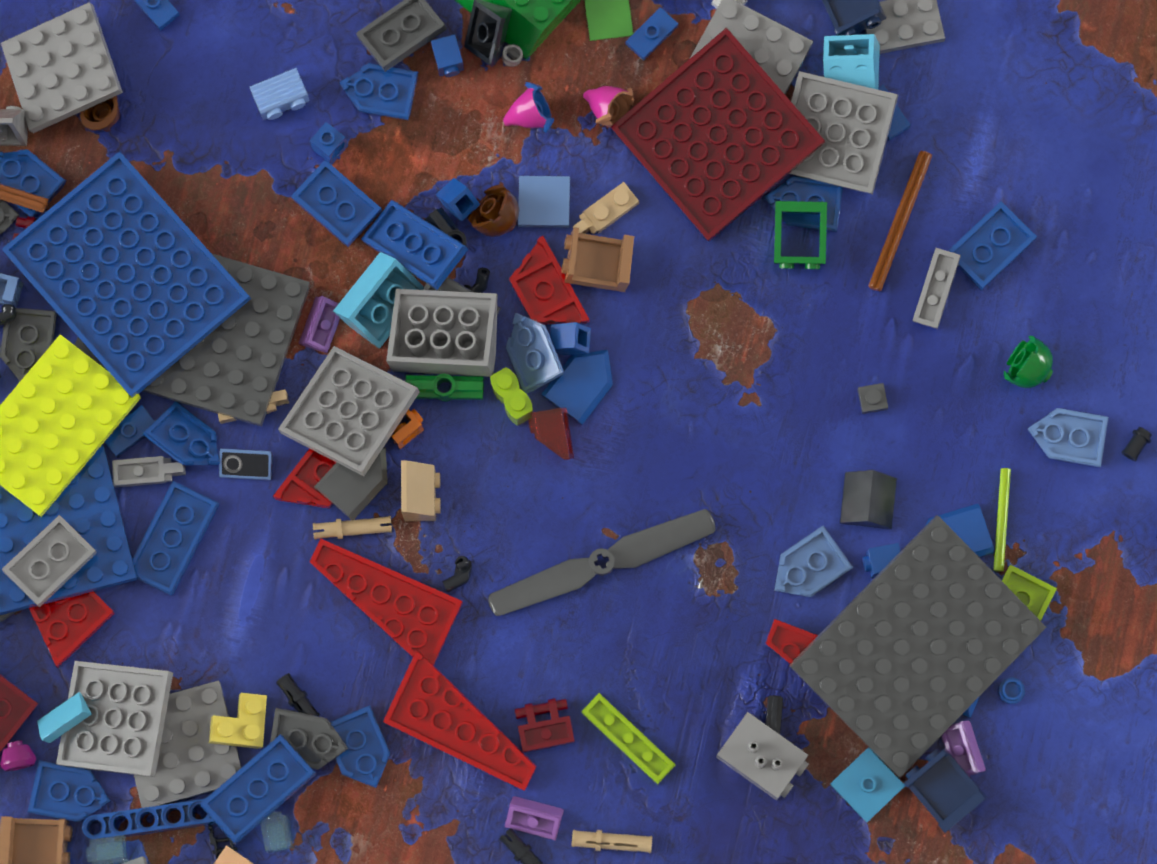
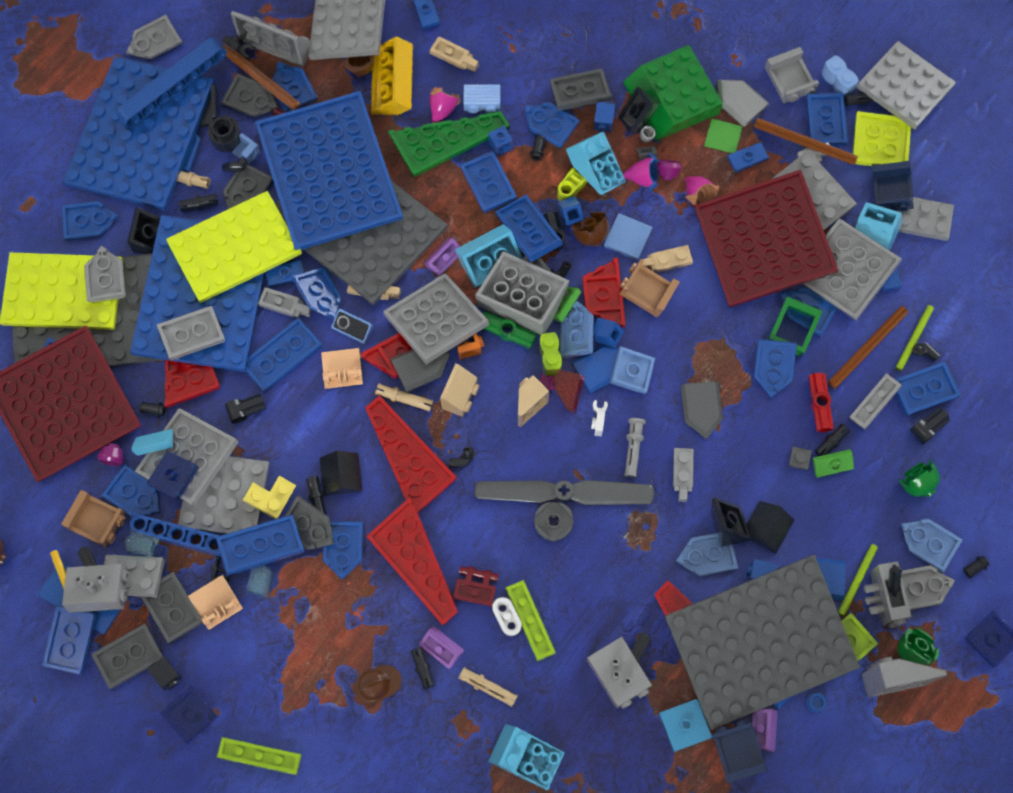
camera: 20 degrees right, 5 degrees down
(42, 675) = (153, 409): none -> black pin
(109, 750) = (172, 475): none -> clear blue plate
(152, 115) = (392, 78): none -> yellow slope
(153, 630) = (240, 409): none -> black piece
(216, 50) = (453, 54): none -> tan hinge
(232, 125) = (442, 104): none -> dark pink hat
(250, 175) = (441, 141): none -> green wing
(257, 523) = (341, 368): none -> light nougat hinge
(315, 656) = (340, 473): none -> black slope
(381, 135) = (537, 152): none -> black pin
(444, 160) = (573, 183): none -> neon yellow piece
(464, 122) = (596, 163): none -> medium azure slope
(505, 322) = (567, 303): none -> bright green plate
(512, 463) = (532, 398): none -> tan slope
(518, 81) = (642, 153): none -> dark grey plate
(520, 435) = (547, 381): none -> magenta piece
(558, 91) = (668, 169): none -> magenta cone
(598, 746) = (506, 617): none -> white plate
(607, 458) = (598, 422): none -> white plate
(611, 618) = (565, 521): none -> dark grey plate
(621, 373) = (632, 370): none -> medium blue tile
(660, 458) = (634, 438): none -> light grey pin
(726, 383) = (702, 406): none -> dark grey tile
(737, 476) = (683, 472): none -> light grey hinge
(795, 293) = (774, 364): none -> blue tile
(819, 516) = (729, 522): none -> black slope
(862, 303) = (822, 414): none -> red piece
(903, 360) = (832, 441): none -> black pin
(915, 387) = (833, 463): none -> bright green plate
(952, 185) = (914, 338): none -> lime bar
(971, 194) = (925, 349): none -> black arm
(1012, 294) = (928, 427): none -> black piece
(1046, 524) = (889, 595): none -> light grey piece
(1081, 497) = (925, 586): none -> light grey tile
(1090, 621) = (897, 675): none -> light grey slope
(1105, 575) = (917, 647): none -> green cylinder

